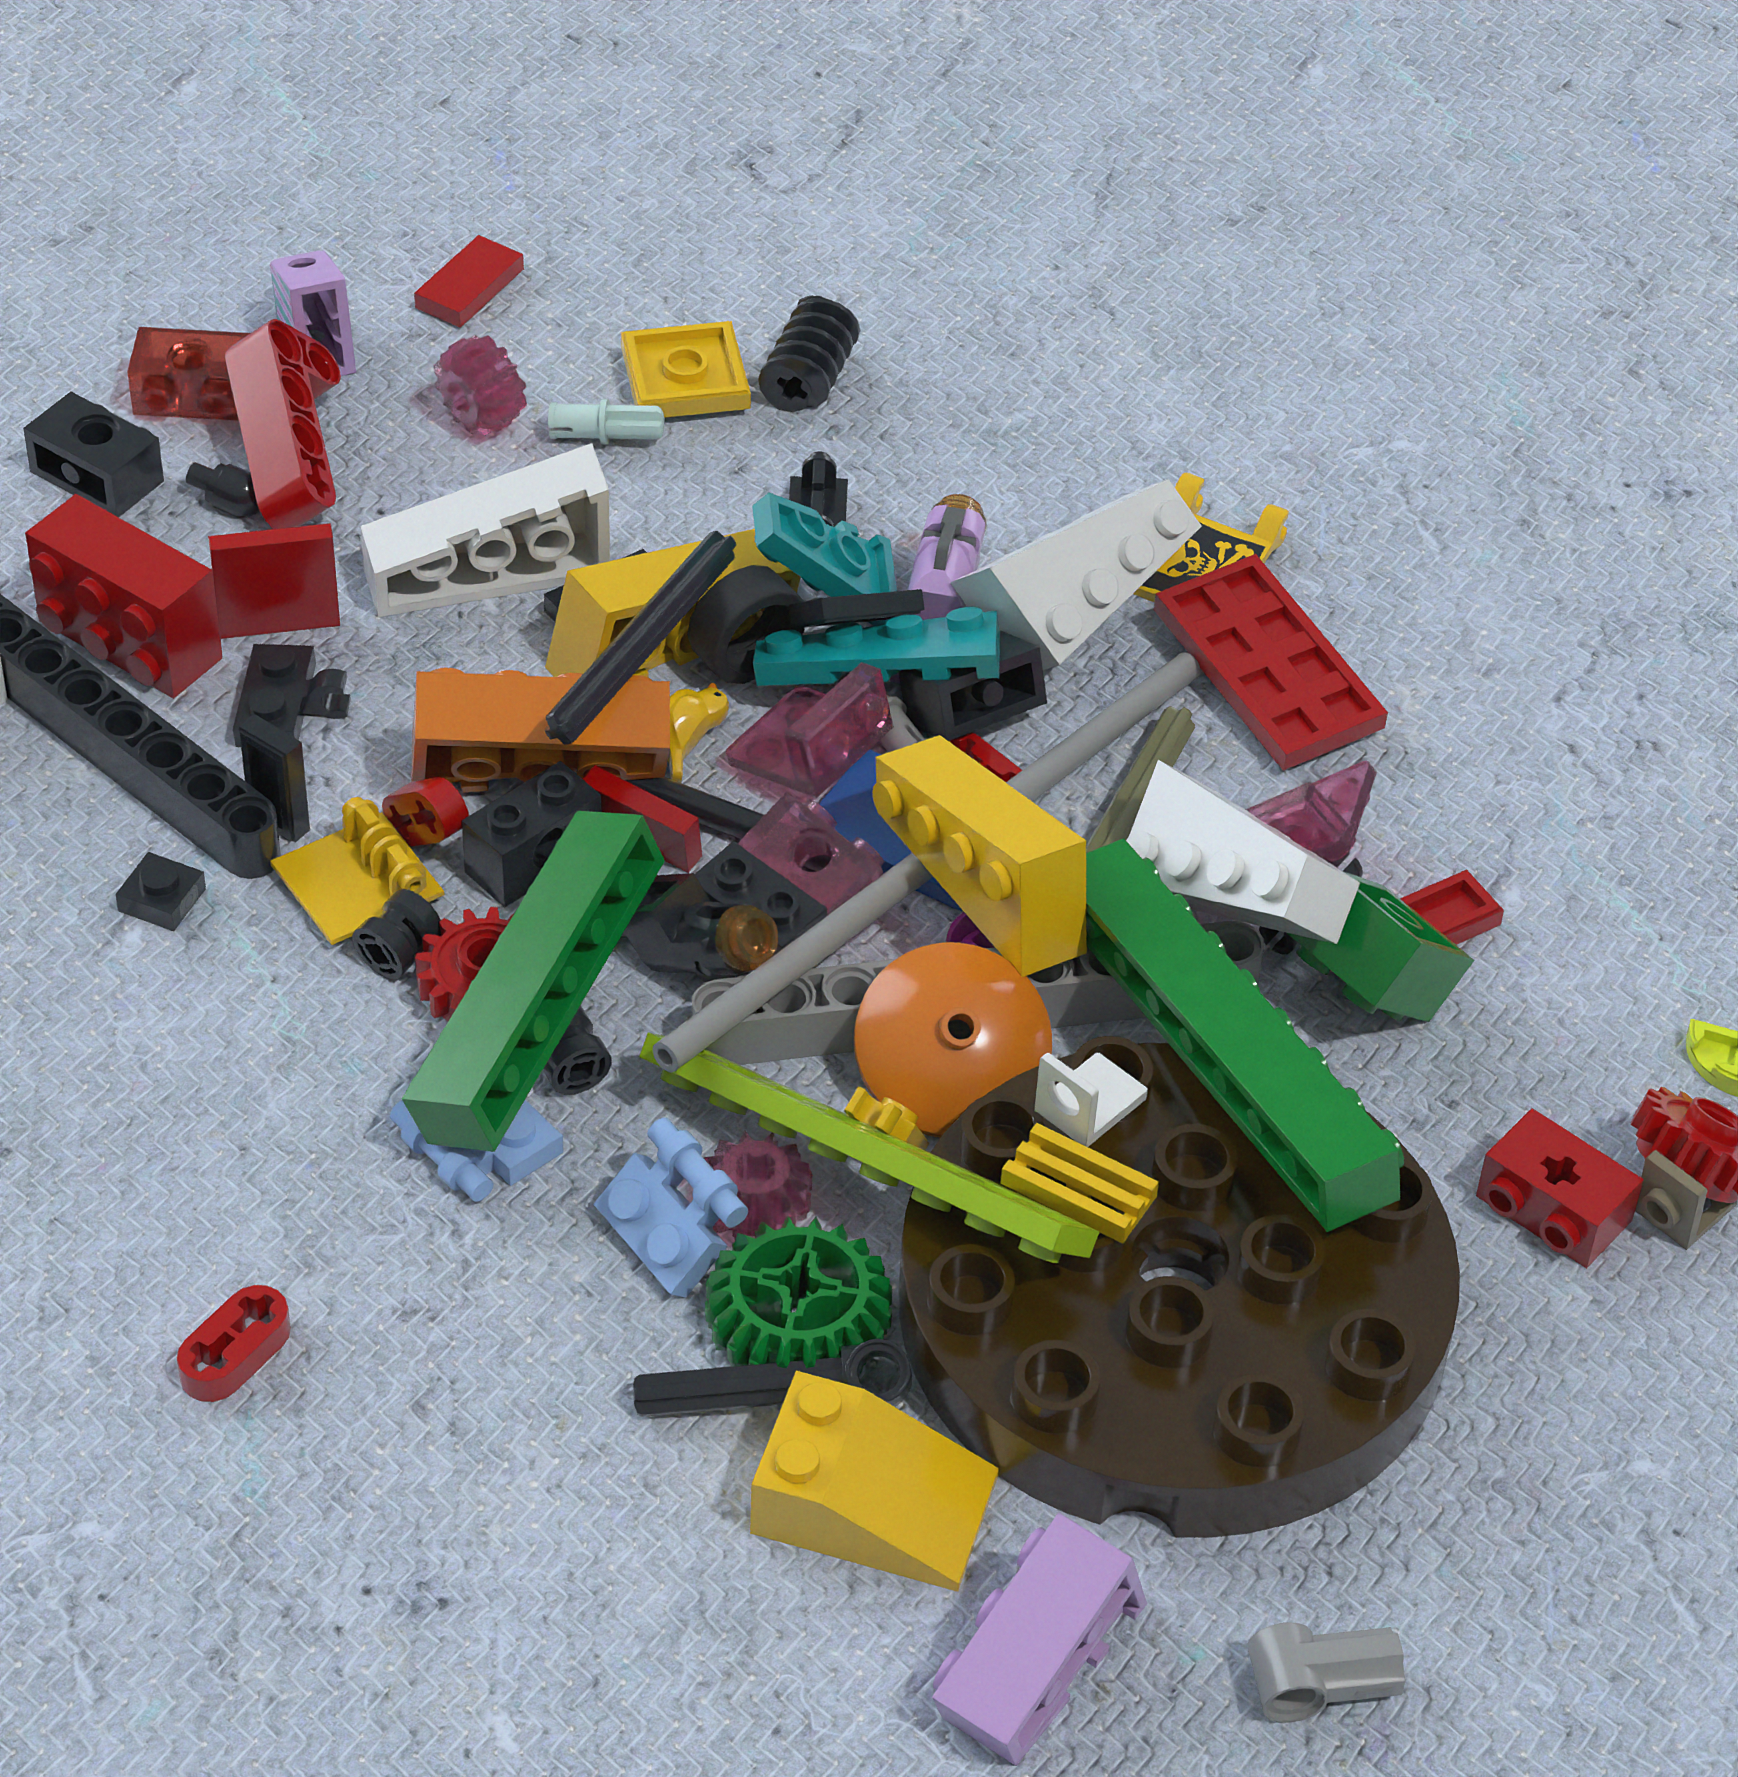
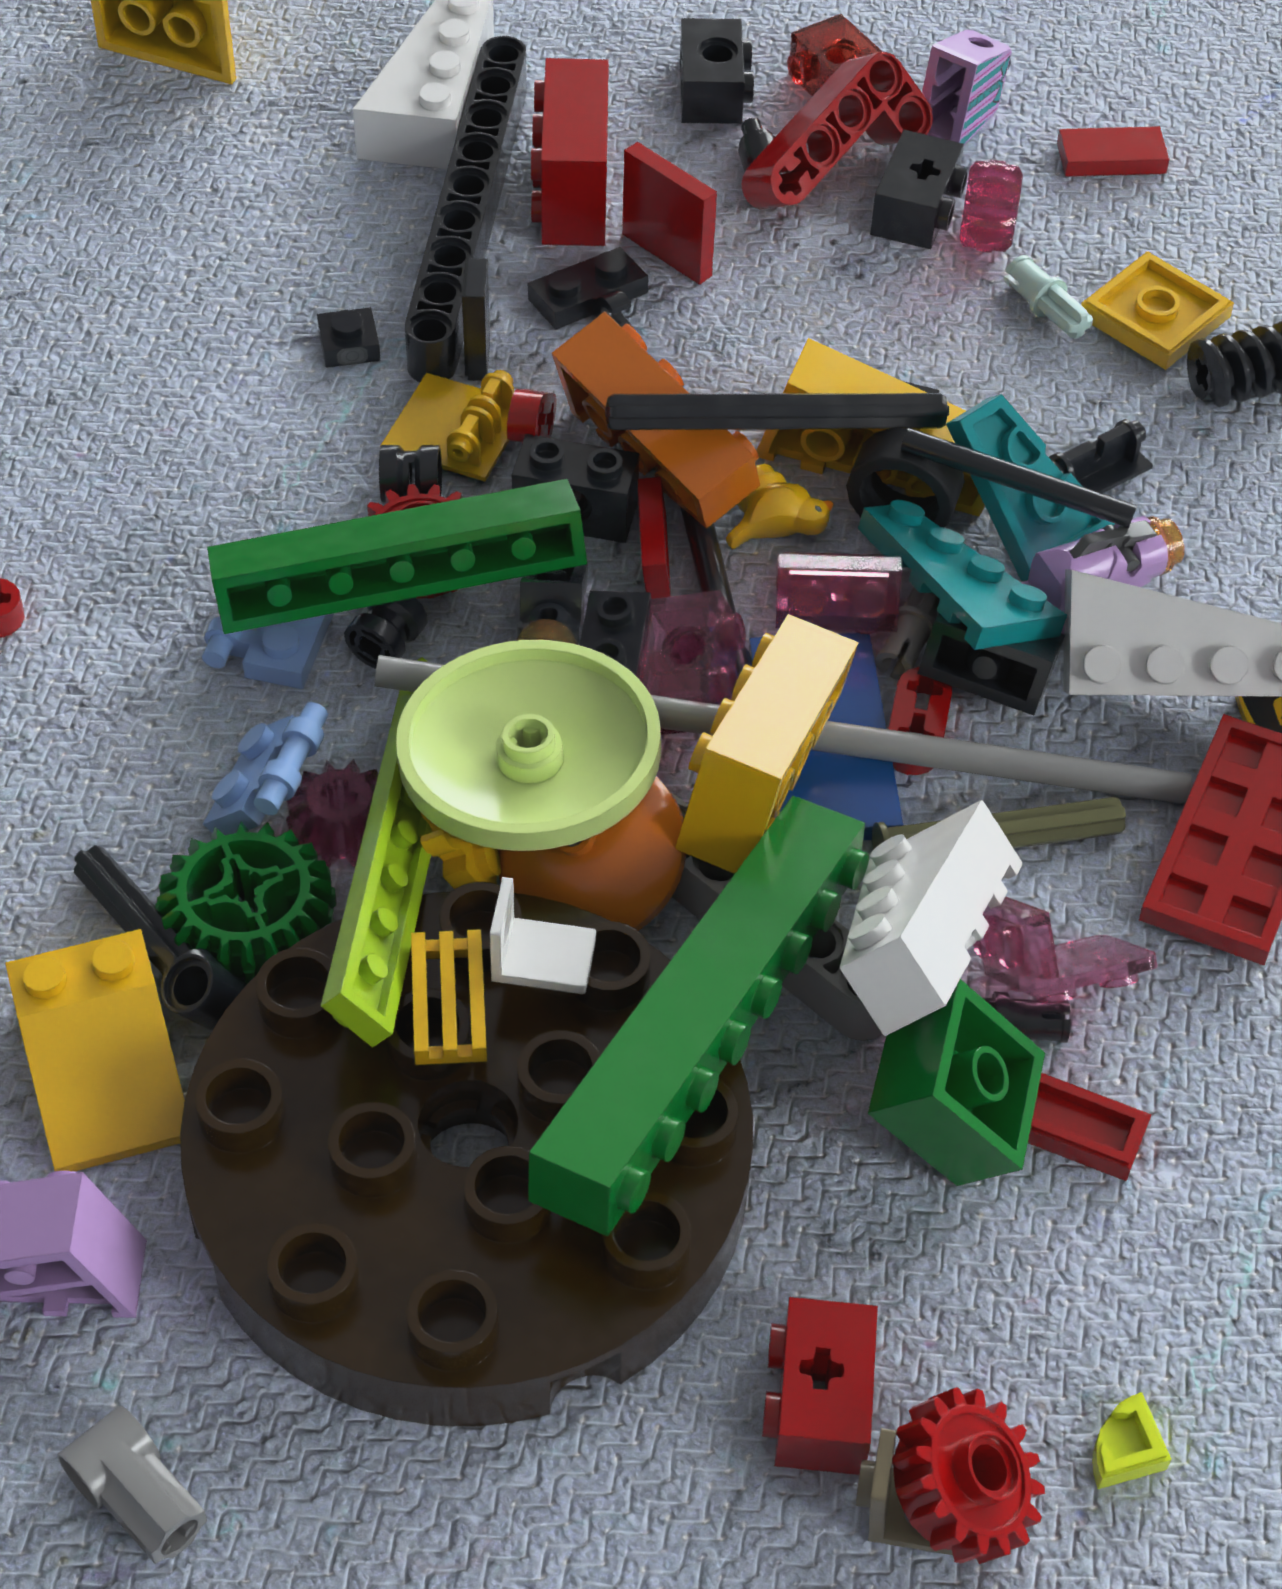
camera: 55 degrees right, 5 degrees up
(396, 418) = (919, 189): none -> black brick
(491, 537) = (846, 299): white wedge -> none
(847, 544) = (1018, 477): none -> black bar
(856, 608) = (978, 531): black tile -> none
(861, 992) = (529, 745): none -> yellowish green dish

